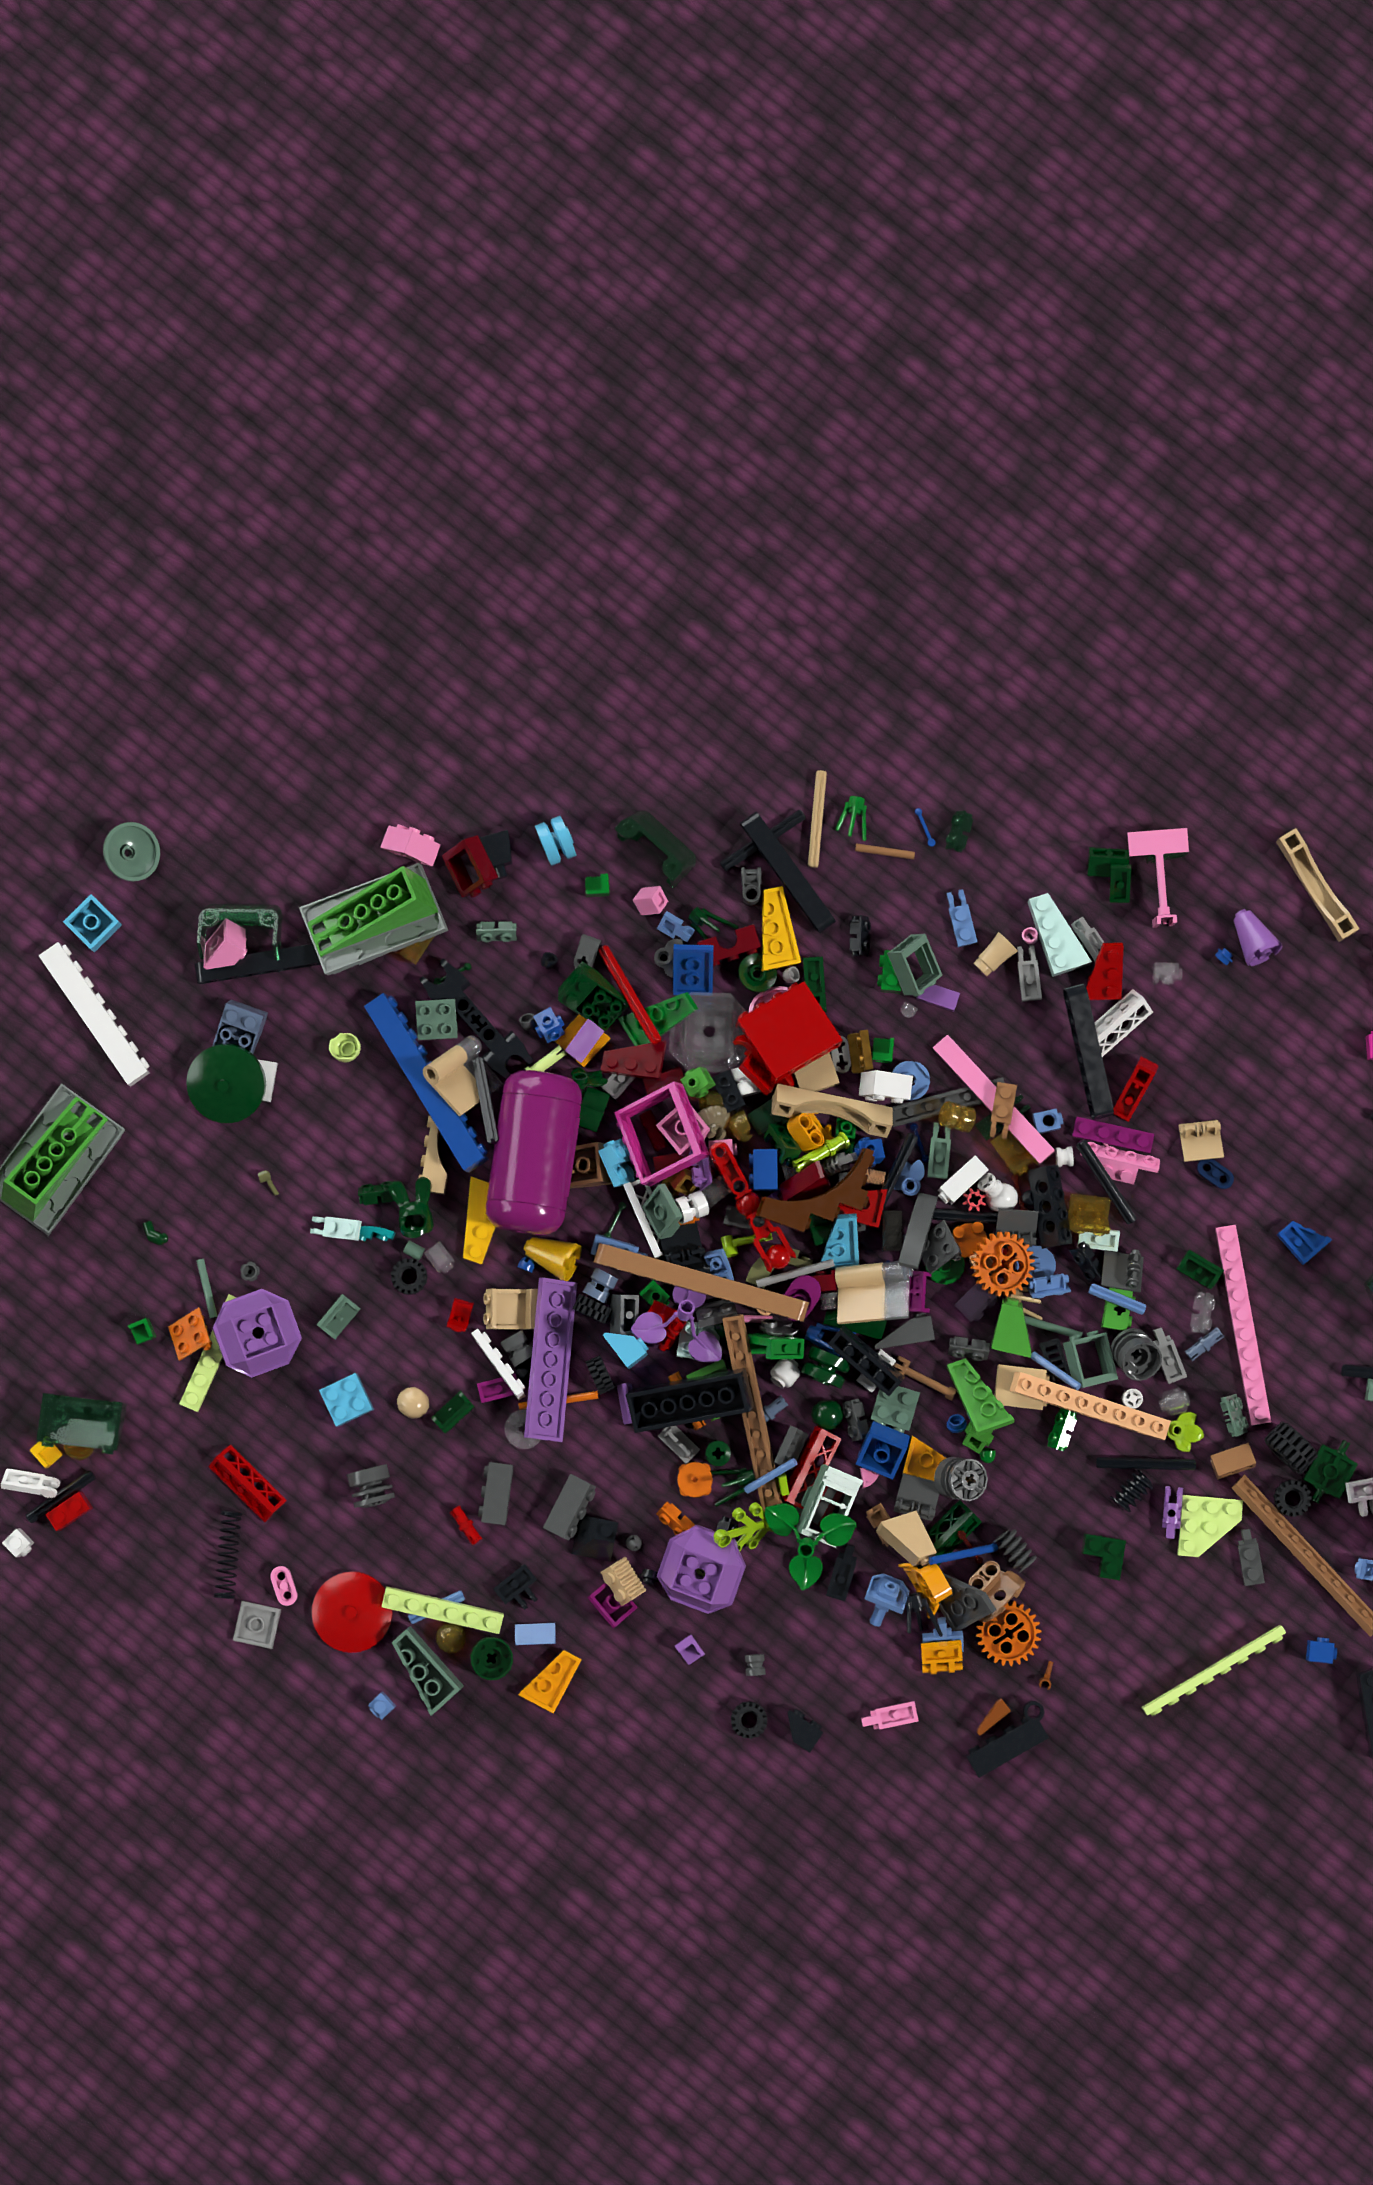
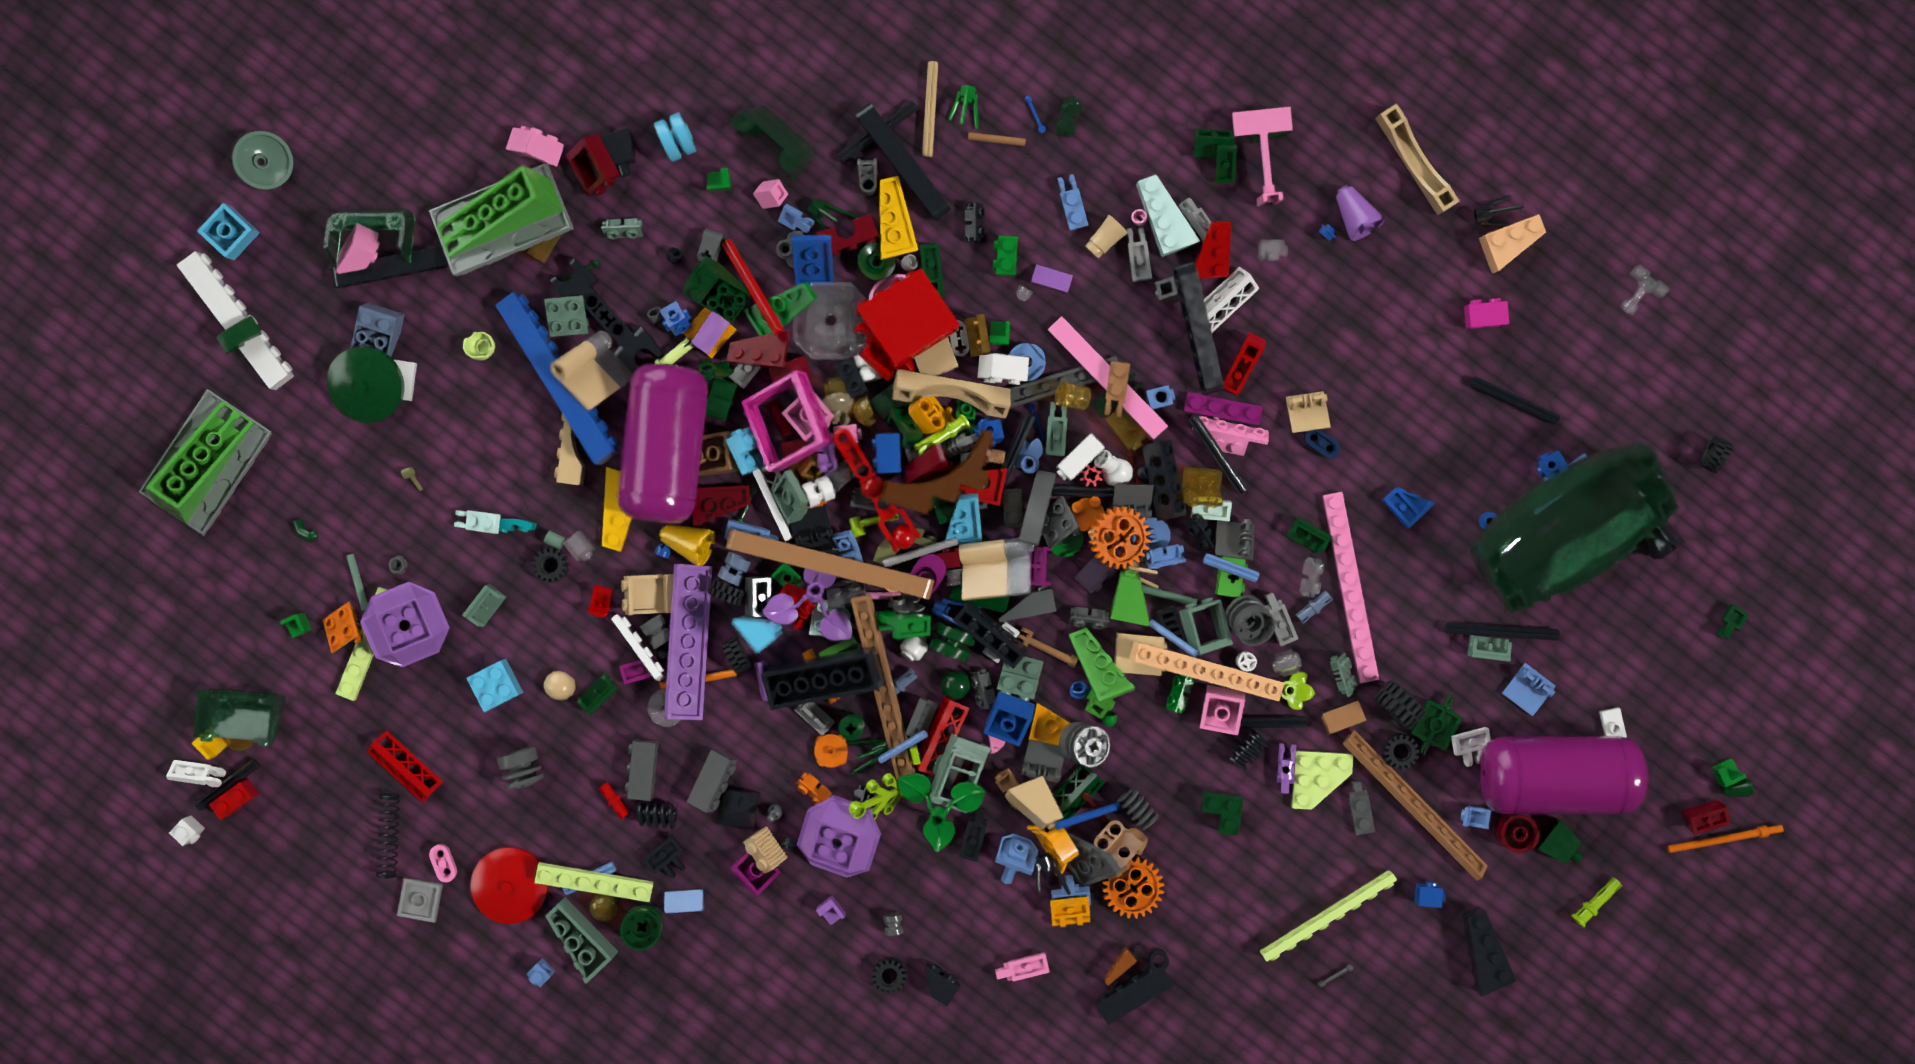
camera: 10 degrees left, 5 degrees up
(101, 1028) = (238, 334): none -> dark green slope
(368, 1193) = (509, 486): dark green hinge -> none
(414, 1216) = (551, 507): dark green piece -> none
(485, 1100) = (615, 394): black axle -> none
(510, 1541) = (656, 815): none -> black piece
(552, 1682) = (701, 946): light orange wing -> none
(587, 1215) = (719, 501): none -> dark red wing
(697, 1082) = (820, 370): bright green brick -> none
(931, 972) = (1040, 245): sand green window -> none
(1047, 1675) = (1169, 927): dark orange hand -> none
(1056, 1012) = (1167, 291): none -> dark grey brick
(1064, 1156) = (1177, 431): white wheel -> none
(1106, 1448) = (1222, 710): none -> bright pink slope
(1235, 1727) = (1349, 967): none -> dark grey hinge

